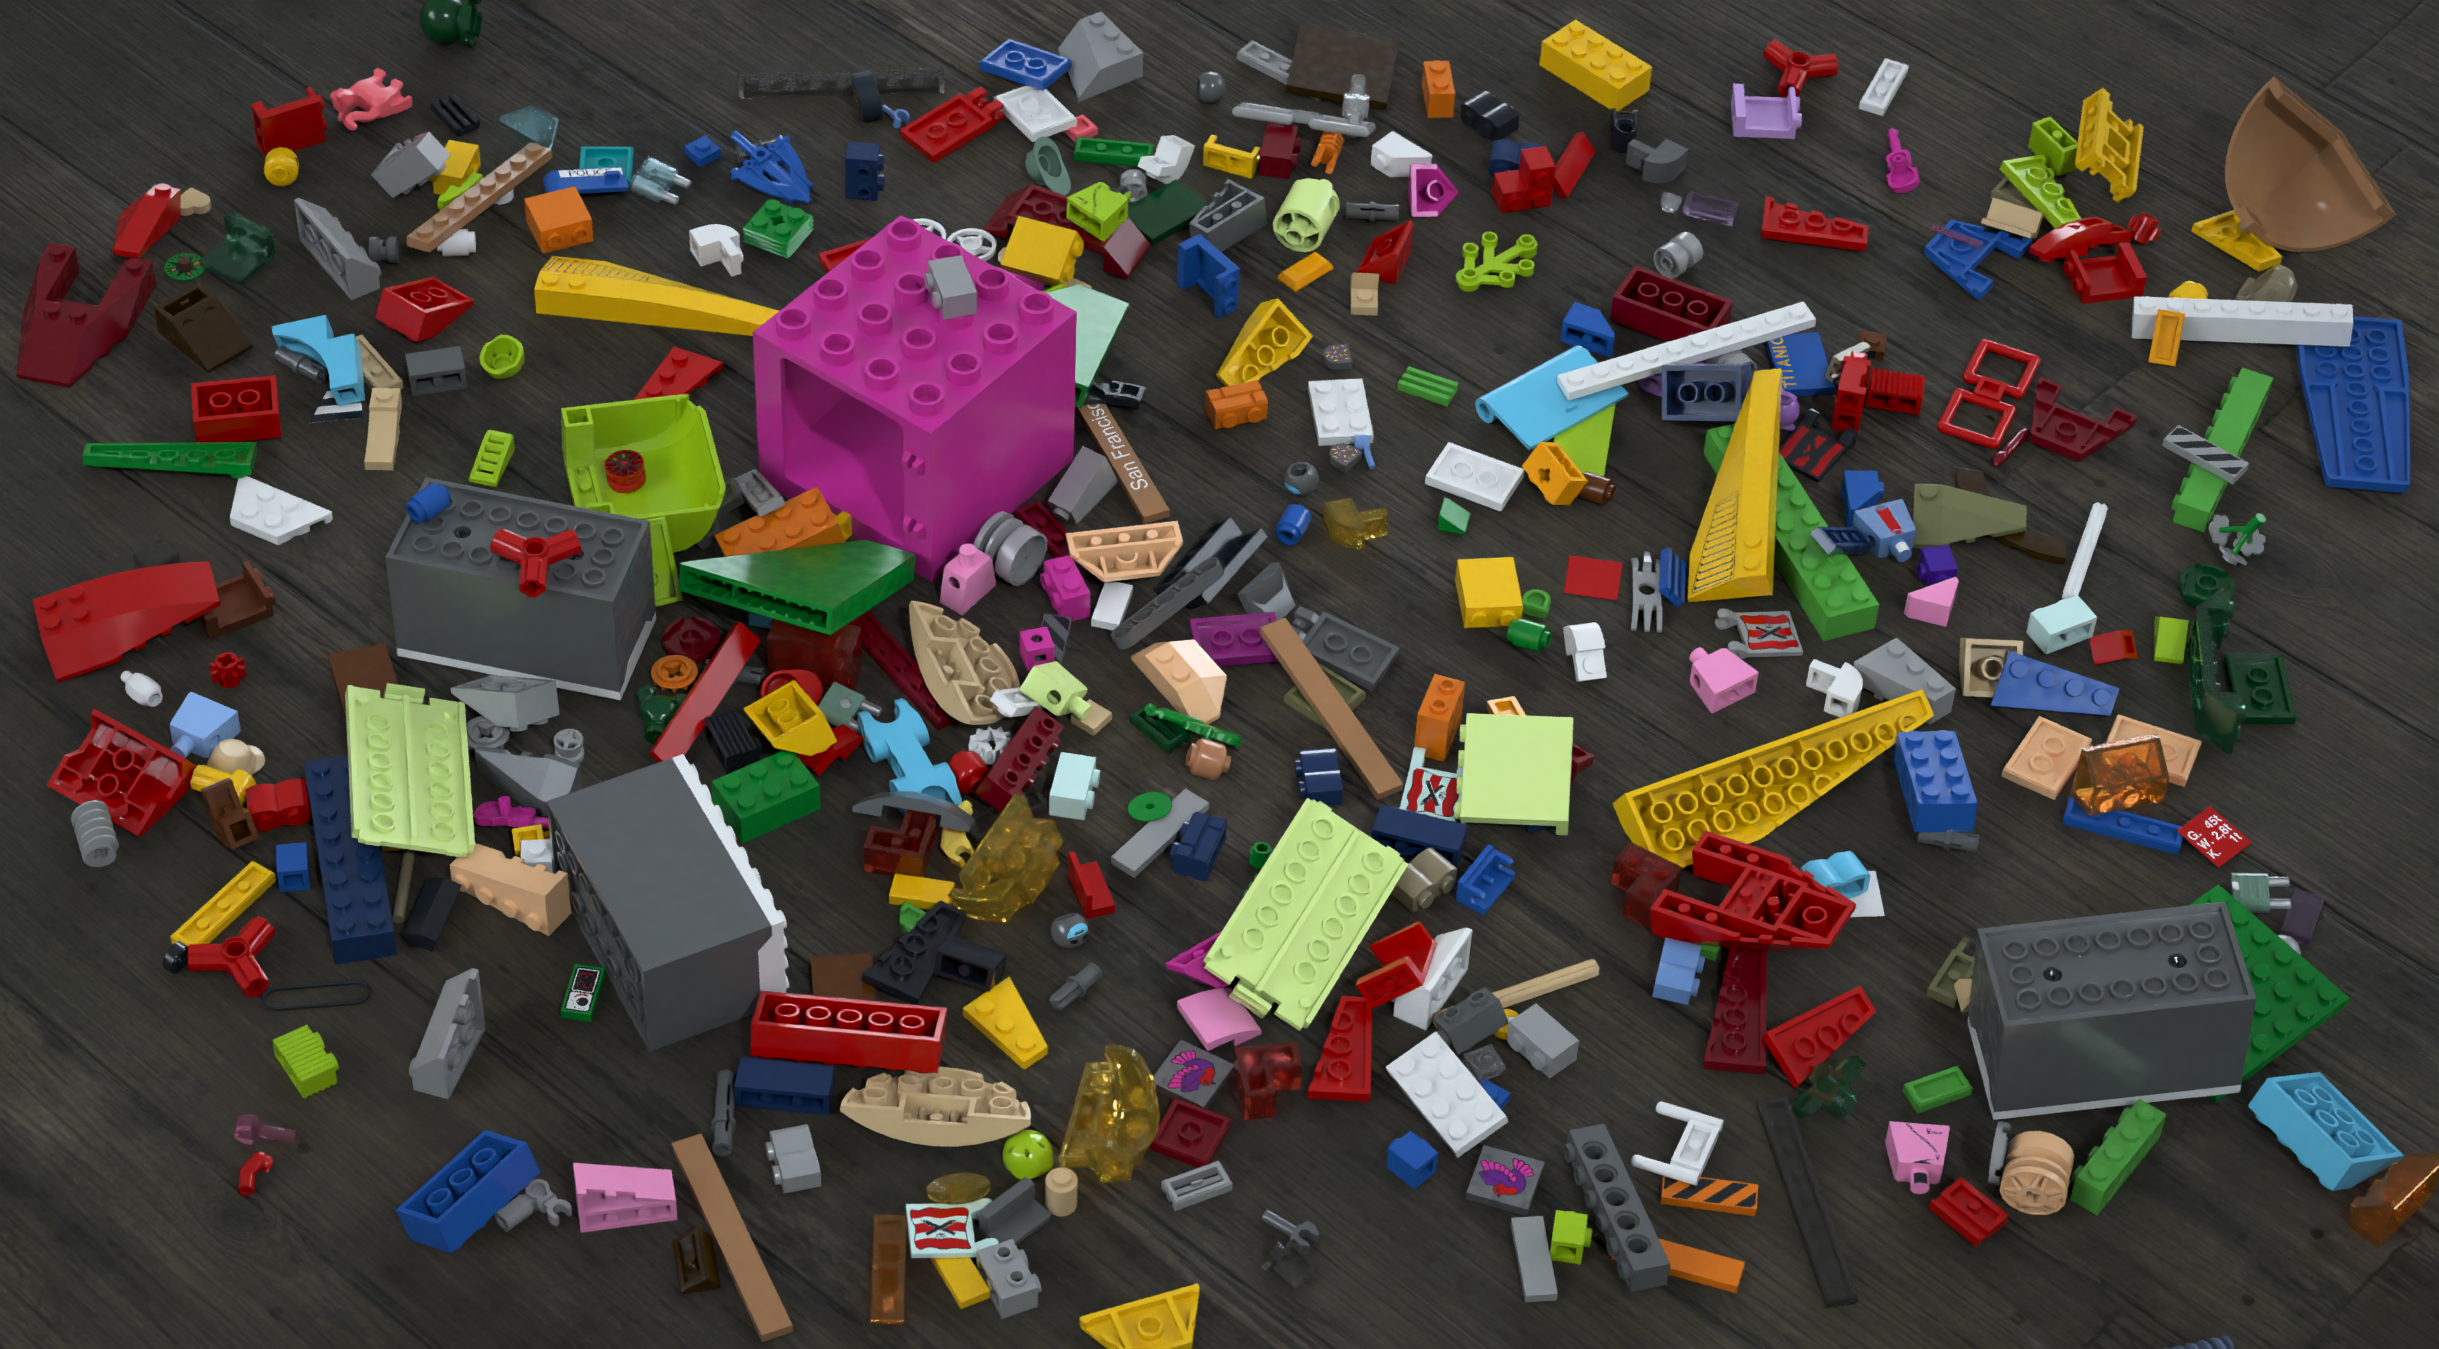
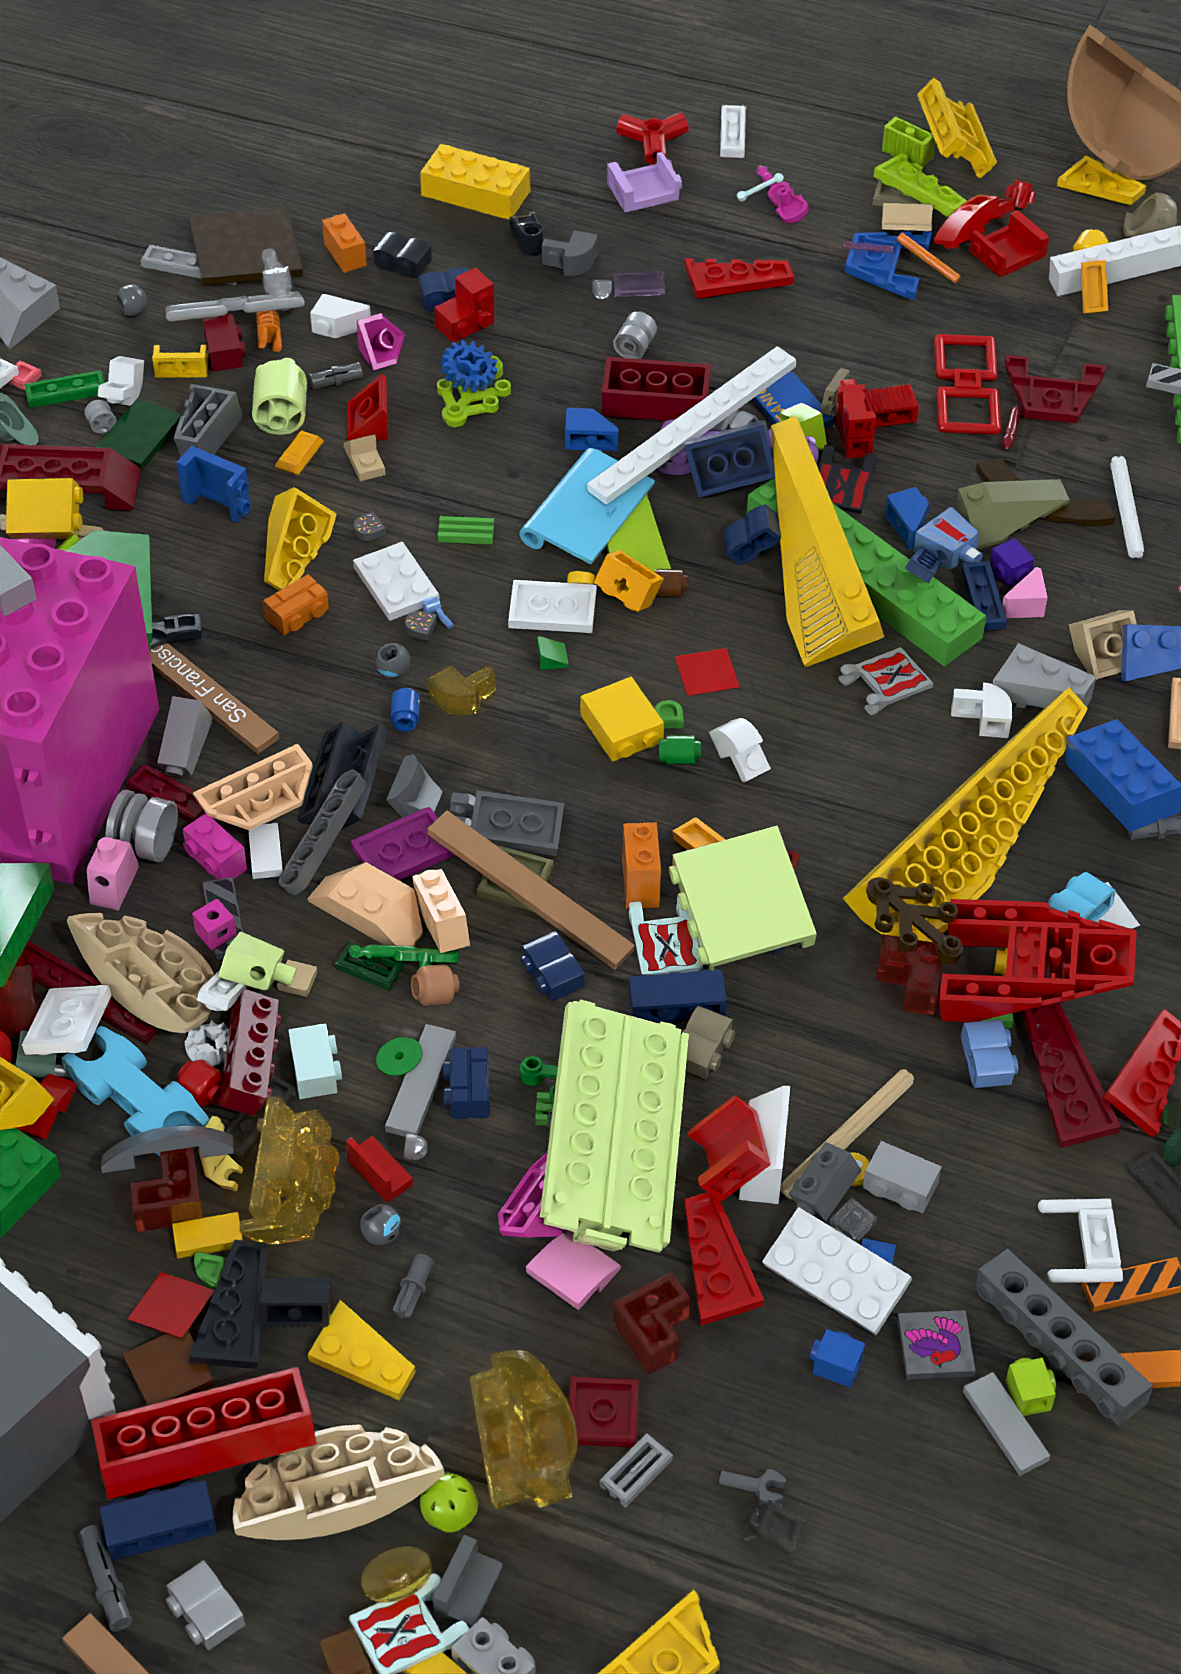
camera: 20 degrees left, 5 degrees up
(866, 934) = (171, 1304): none -> red sticker
(875, 684) = (67, 1020): none -> white plate
(1061, 1191) = (505, 1535): tan brick -> none
(1099, 209) = (83, 449): lime torso -> none
(1128, 881) = (415, 1147): none -> clear hinge
(1192, 1075) = (575, 1343): flat silver tile -> none
(1240, 698) = (441, 910): none -> light nougat brick
(1485, 880) = (761, 1021): blue hinge -> none
(1499, 237) = (468, 366): none -> blue gear
(1512, 458) = (581, 577): none -> yellow tile
(1572, 164) = (499, 274): red tile -> none
(1642, 601) = (765, 681): light grey piece -> none
(1644, 804) = (884, 893): none -> dark brown plant
(1672, 577) = (782, 648): blue tile -> none
(1693, 467) = (752, 534): none -> dark blue brick
(1721, 678) = (875, 734): bright pink torso -> none
(1801, 382) = (810, 422): none -> lime slope
(1860, 152) = (742, 195): none -> light aqua hinge
(1876, 341) = (846, 362): reddish brown plate -> none
(1894, 588) = (984, 593): none -> dark blue plate
(2014, 264) = (928, 258): none -> orange bar
(2061, 624) = (1148, 582): light aqua brick -> none

